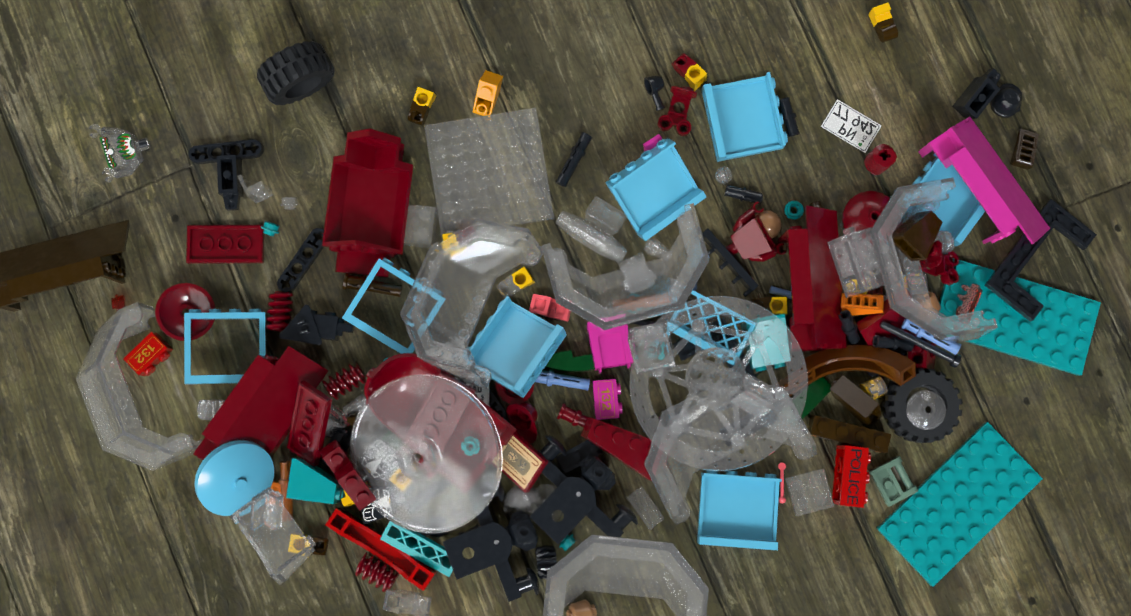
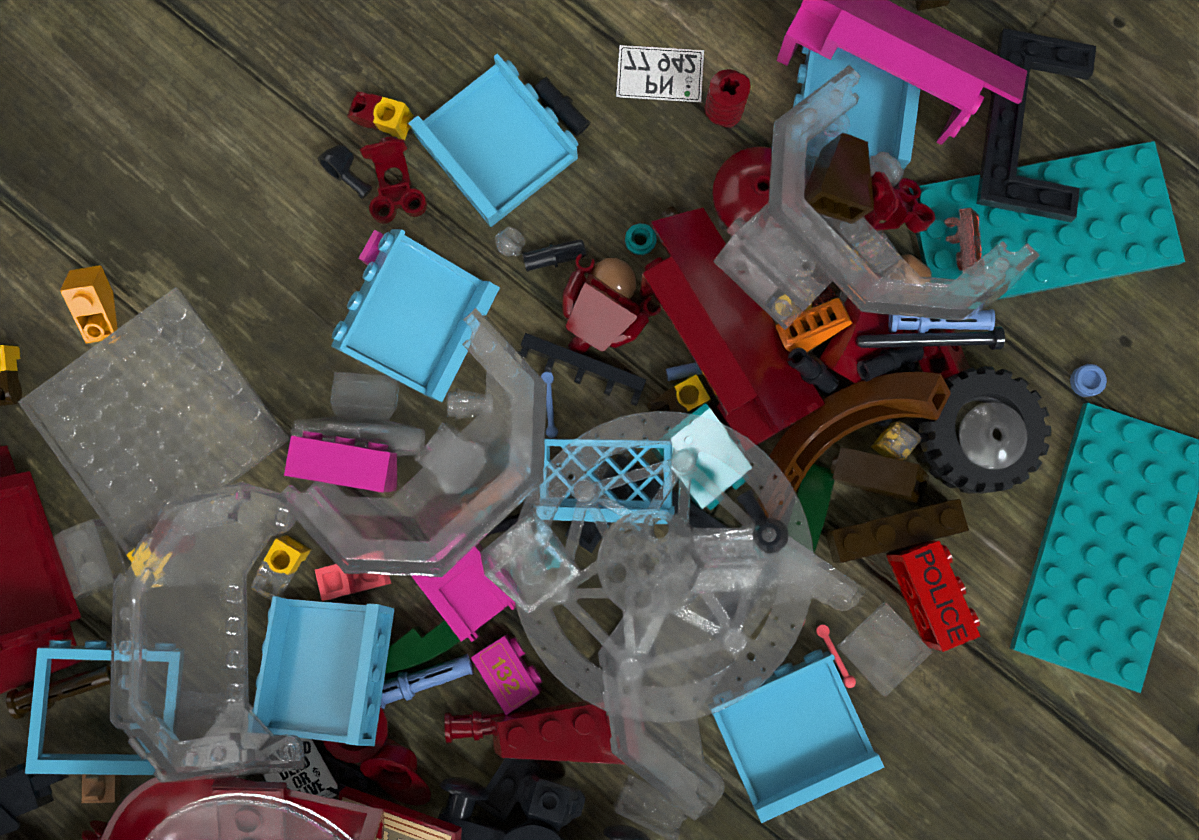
camera: 25 degrees left, 0 degrees up
(367, 345) = (100, 788): none -> medium nougat tile
(577, 153) = (274, 327): black pin -> none
(579, 245) = (342, 462): none -> dark pink slope
(783, 387) = (762, 523): none -> black bar
(887, 483) = (992, 573): sand green plate -> none
(994, 411) = (1088, 380): none -> medium blue tile

